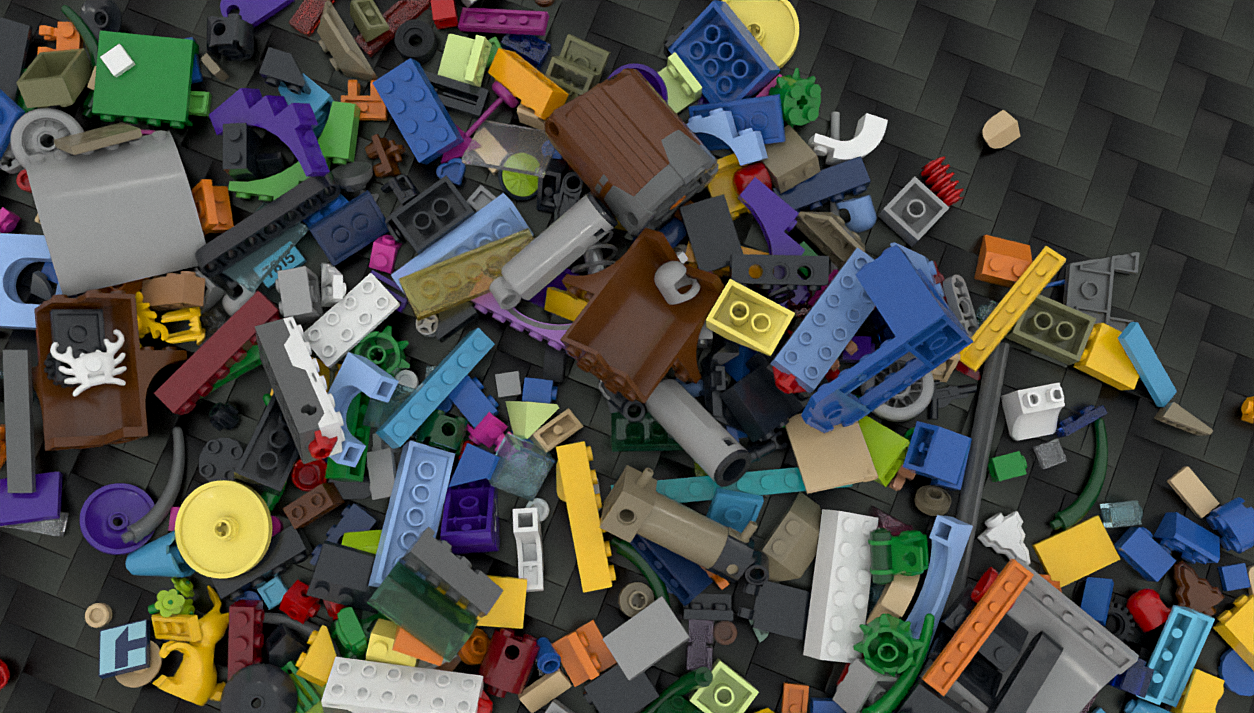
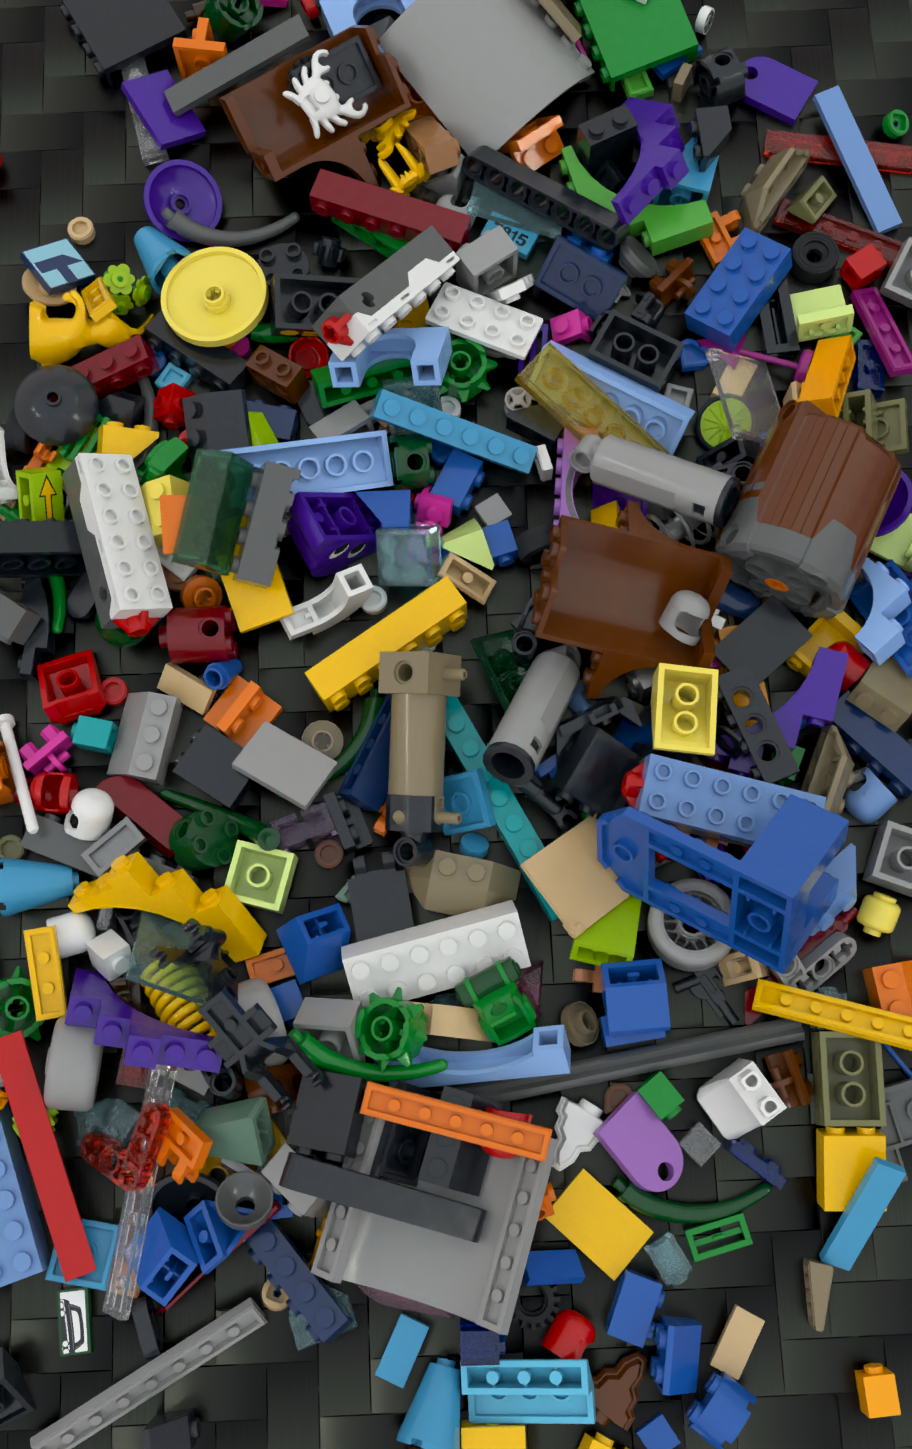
camera: 65 degrees right, 5 degrees down
(167, 23) = (704, 19): none -> white tile
(488, 327) = (543, 463): none -> white tile
(768, 519) = (474, 845): none -> dark azure tile
(792, 673) = (315, 942): none -> blue slope
(942, 248) = (878, 914): none -> light yellow head
(996, 497) = (614, 1096): none -> reddish brown tile
(1032, 370) = (788, 1079): none -> reddish brown hips
(1034, 496) = (640, 1144): none -> medium lavender tile
(1127, 471) = (742, 1228): none -> green tile

